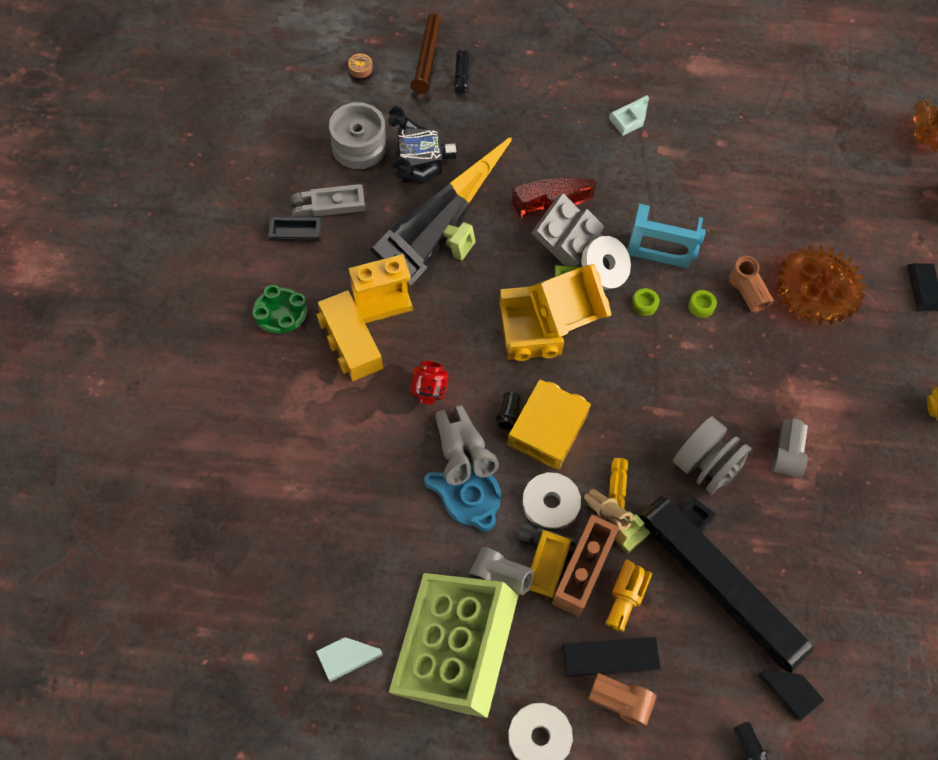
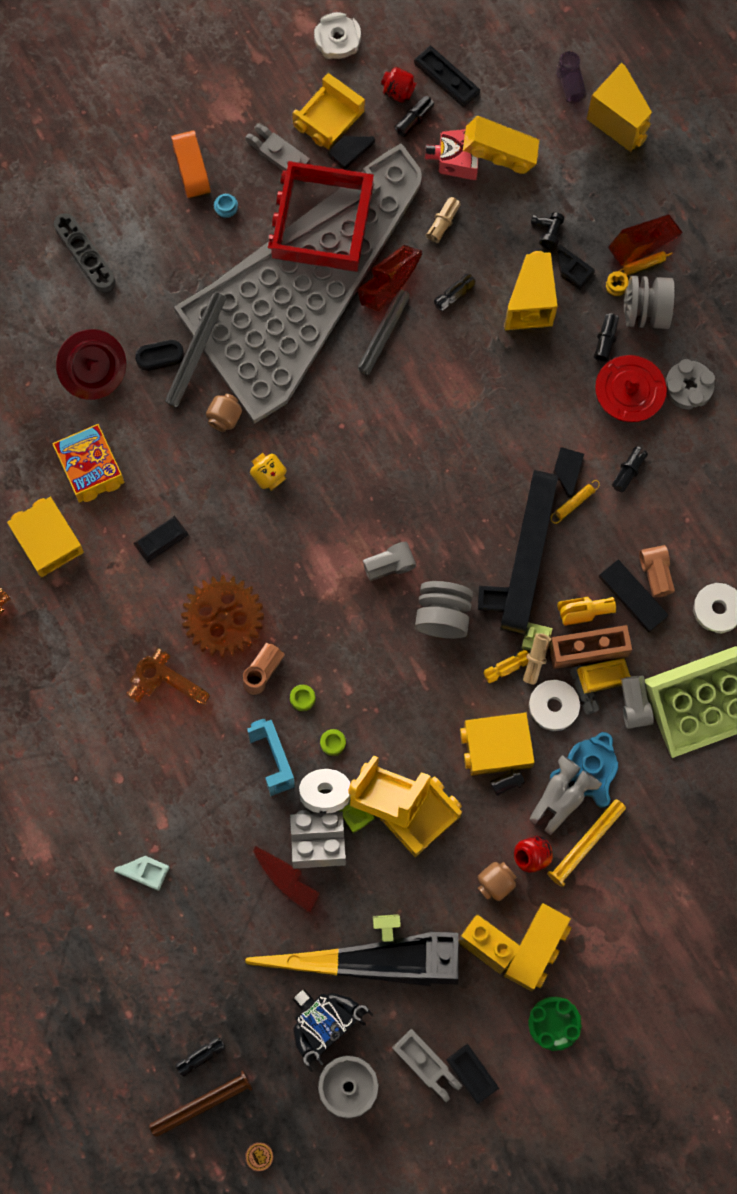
camera: 125 degrees left, 10 degrees up
(405, 439) = (587, 842): none -> yellow axle
(429, 340) = (496, 881): none -> medium nougat head
(751, 673) = (575, 501): none -> yellow piece
(800, 207) = (144, 685): none -> clear orange piece

